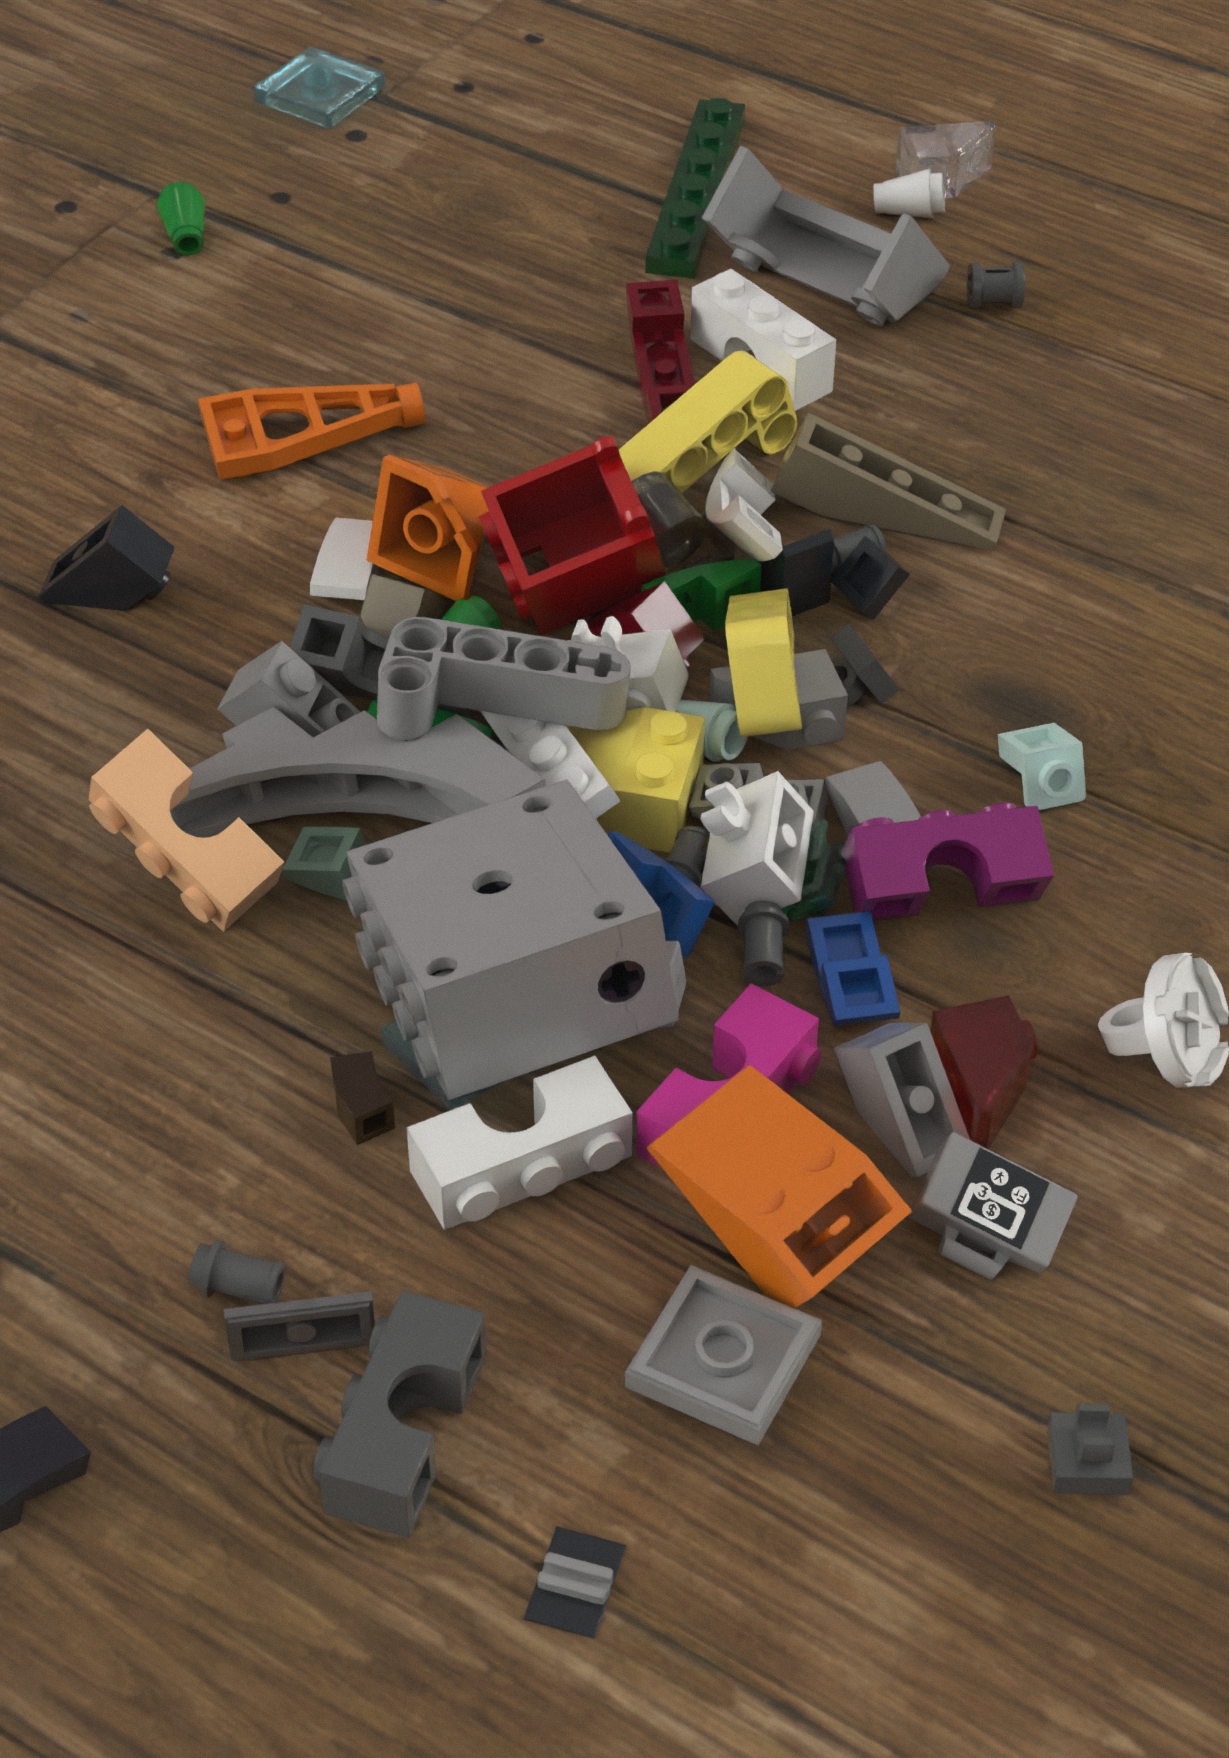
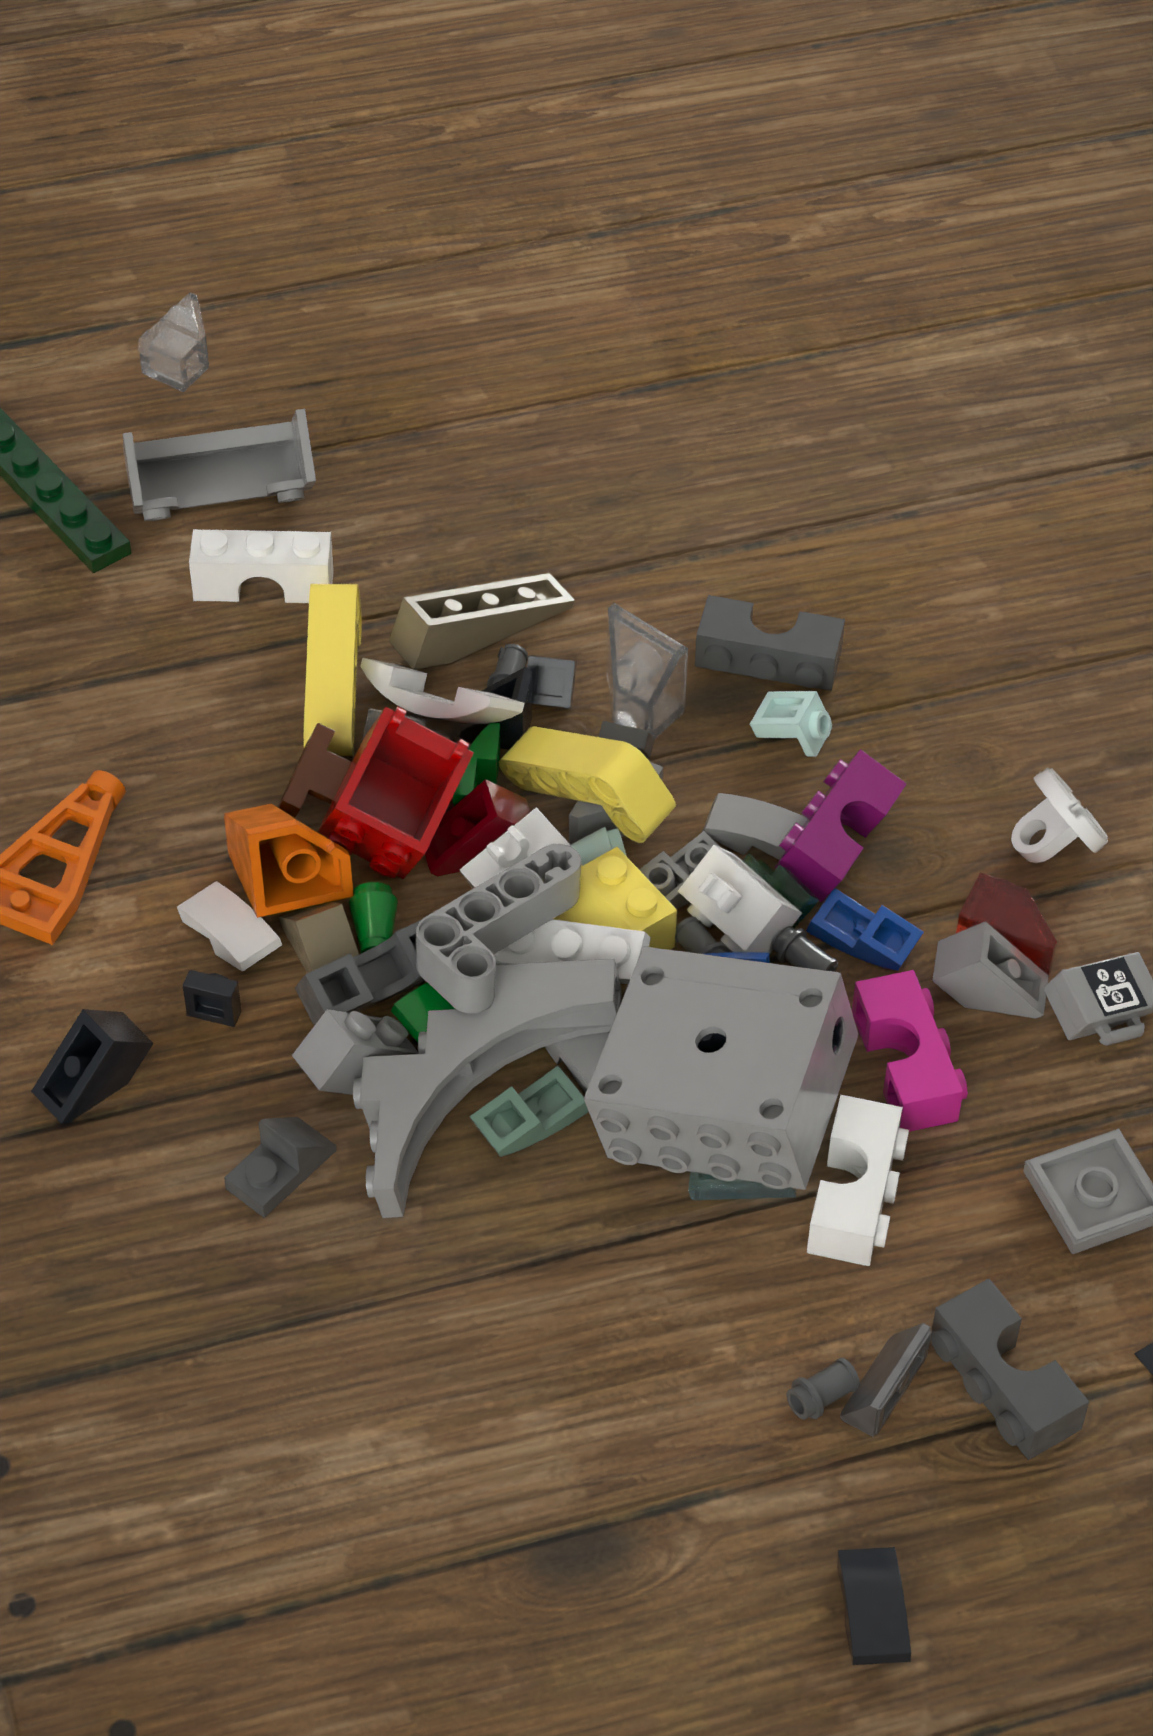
camera: 50 degrees left, 5 degrees up
(98, 739) = (282, 1161): none -> dark grey slope
(216, 873) = (403, 1179): light nougat arch -> none
(257, 591) = (212, 998): none -> black plate
(360, 1097) = (733, 1236): dark brown piece -> none
(659, 343) = (216, 634): dark red slope -> none
(778, 1186) = (1029, 1077): orange slope -> none
(912, 194) = (197, 385): white cone -> none
(937, 624) = (644, 673): none -> clear slope
(996, 285) = (340, 417): dark grey bush -> none
(1134, 720) = (801, 656): none -> dark grey arch

